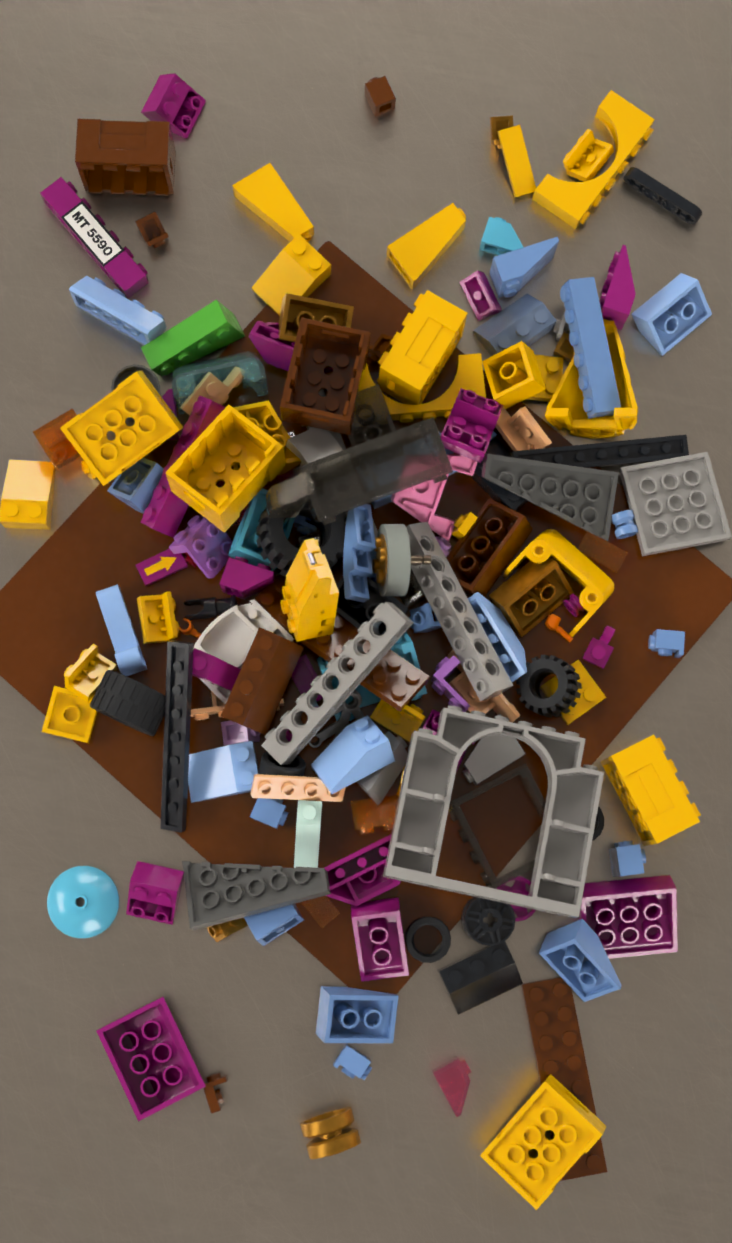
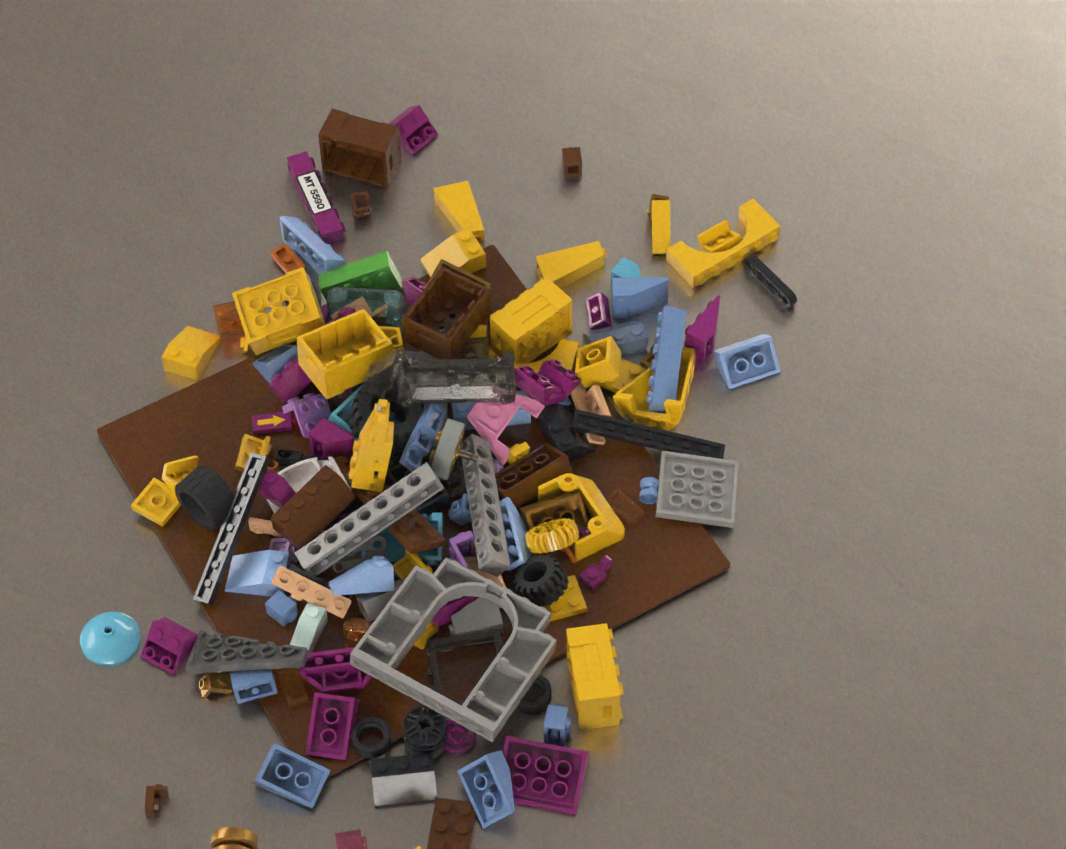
camera: 25 degrees right, 25 degrees down
(95, 335) = (286, 259): none -> orange plate
(121, 631) = (222, 451): light blue beam -> none
(150, 1058) = (113, 756): magenta slope -> none
(353, 1062) = (273, 811): medium blue brick -> none
(544, 627) = (552, 536): none -> yellow gear
(567, 491) = (607, 449): dark grey wing -> none
(667, 642) = (652, 581): medium blue brick -> none

